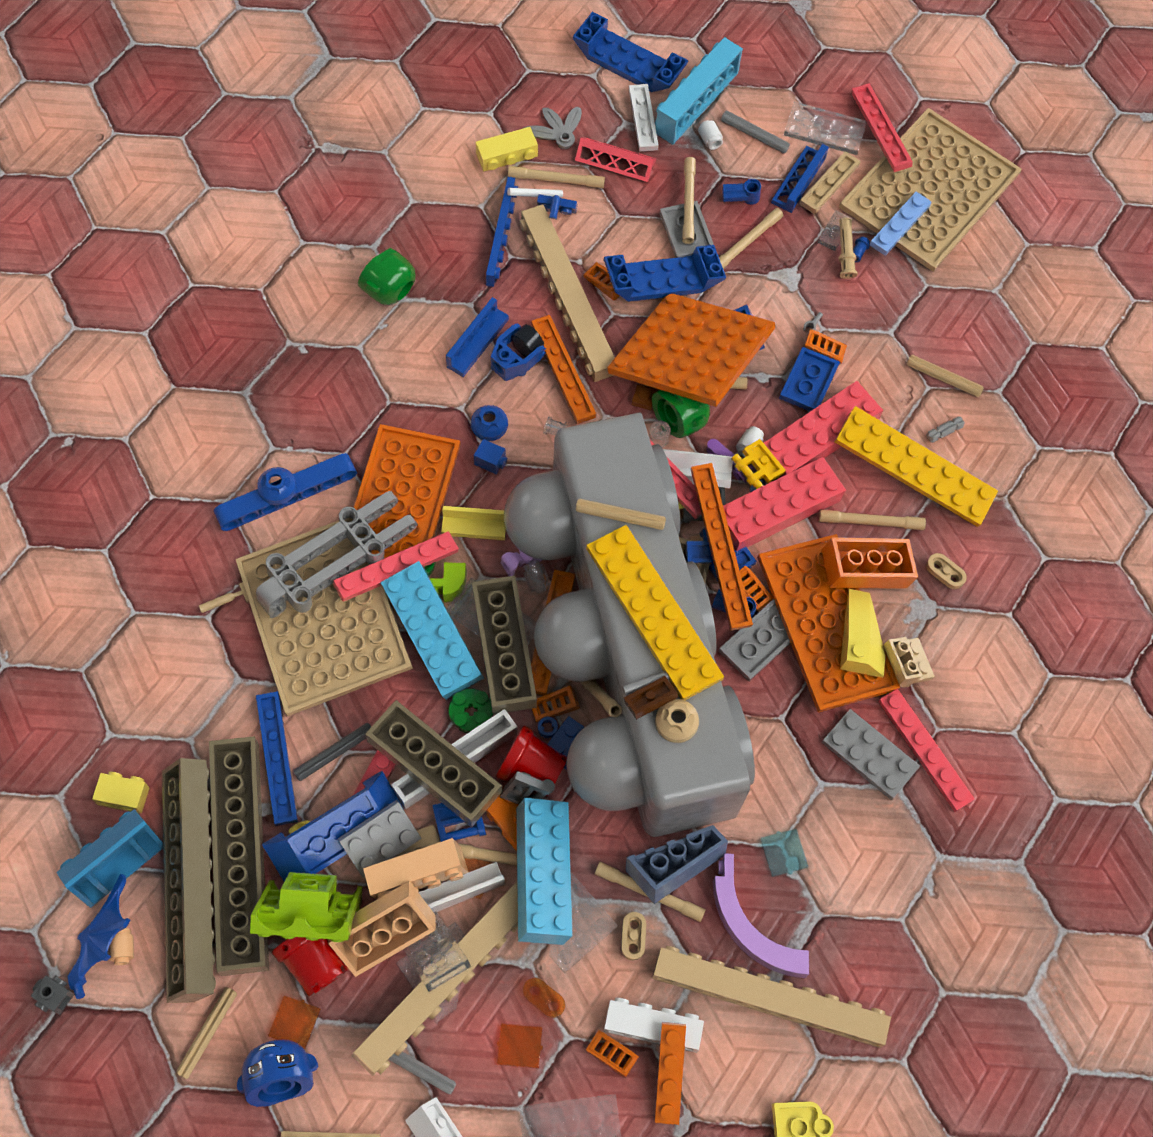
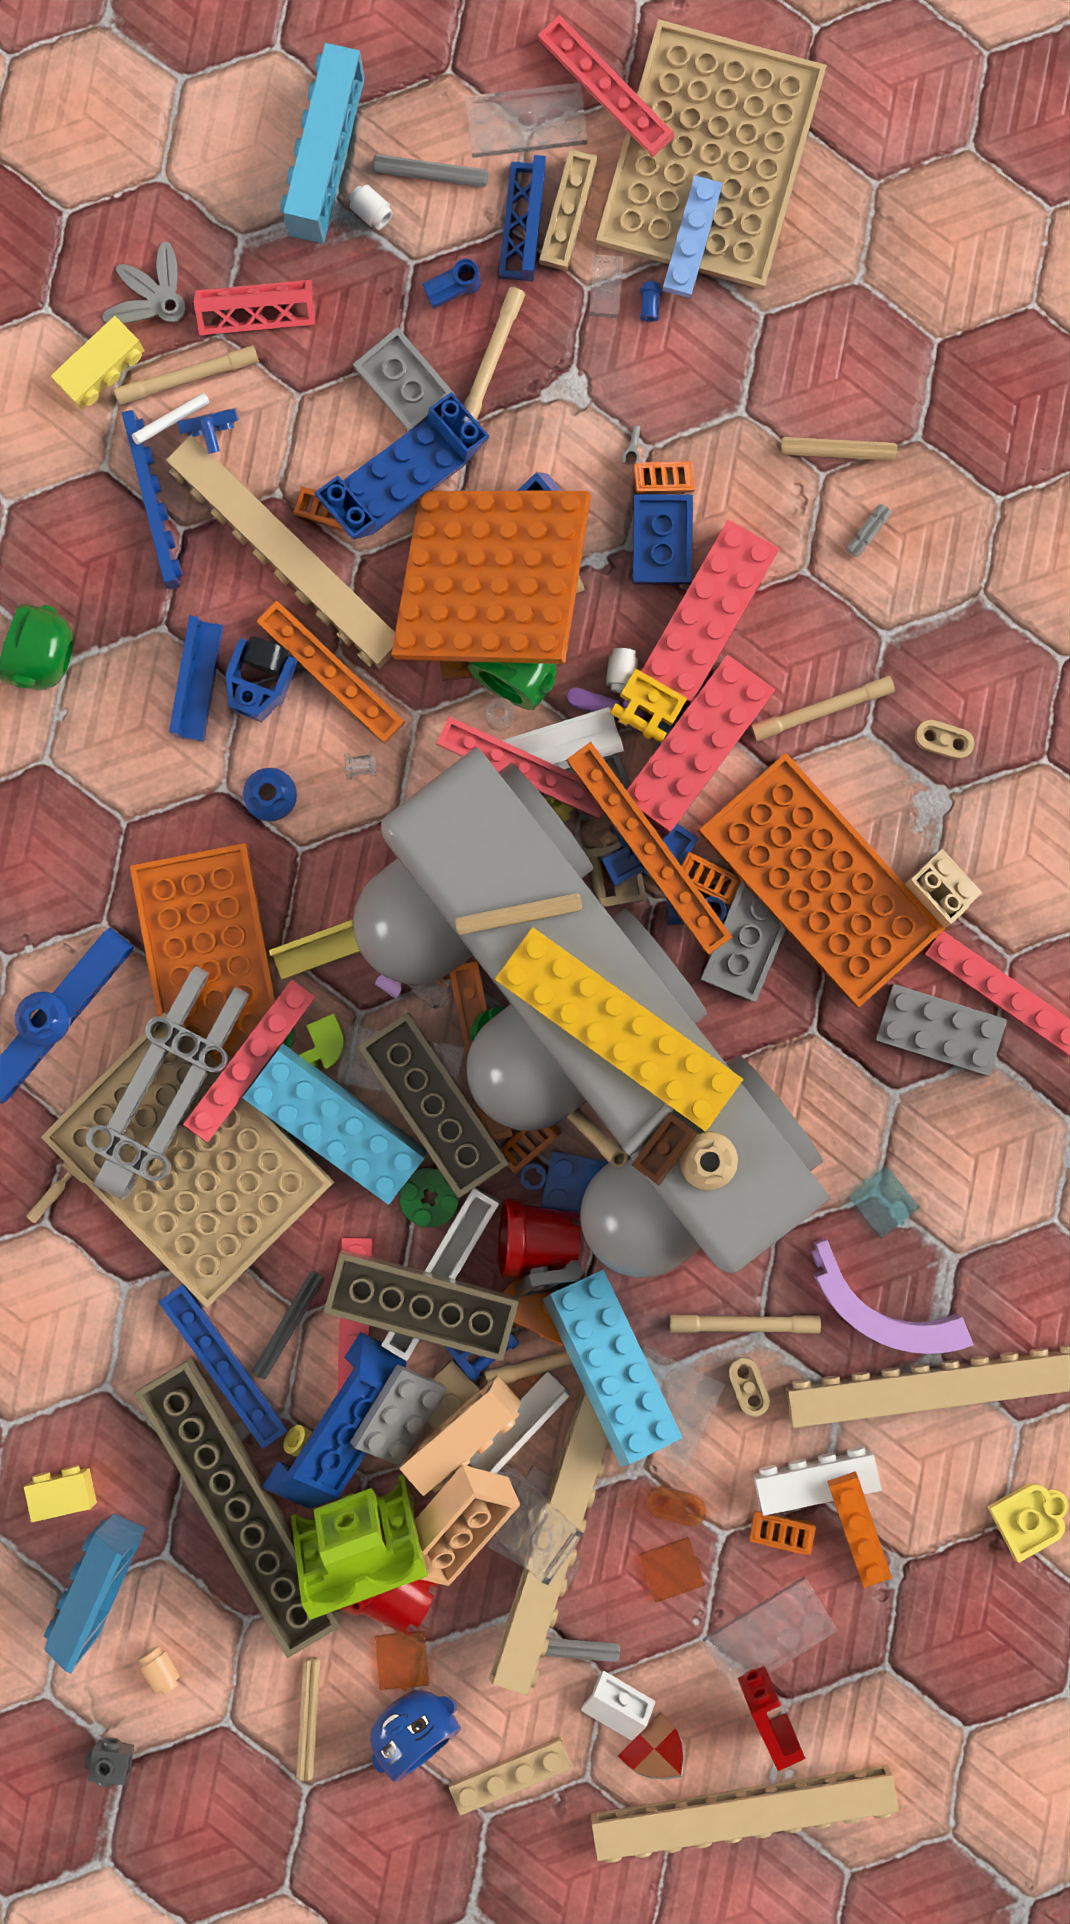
camera: 15 degrees left, 20 degrees up
(97, 938) = (128, 1676): blue animal -> none
(187, 882) = (197, 1567): dark tan brick -> none
(490, 457) = (295, 846): blue brick -> none
(626, 57) = (196, 126): blue slope -> none
(643, 117) = (264, 220): white plate -> none
(672, 865) = (758, 1289): sand blue wedge -> none
(688, 227) = (403, 375): tan piece -> none
(847, 256) = (639, 325): tan pin -> none
(862, 640) = (875, 889): light yellow wedge -> none
(869, 563) = (845, 781): orange brick -> none
(916, 466) = (851, 610): yellow plate -> none

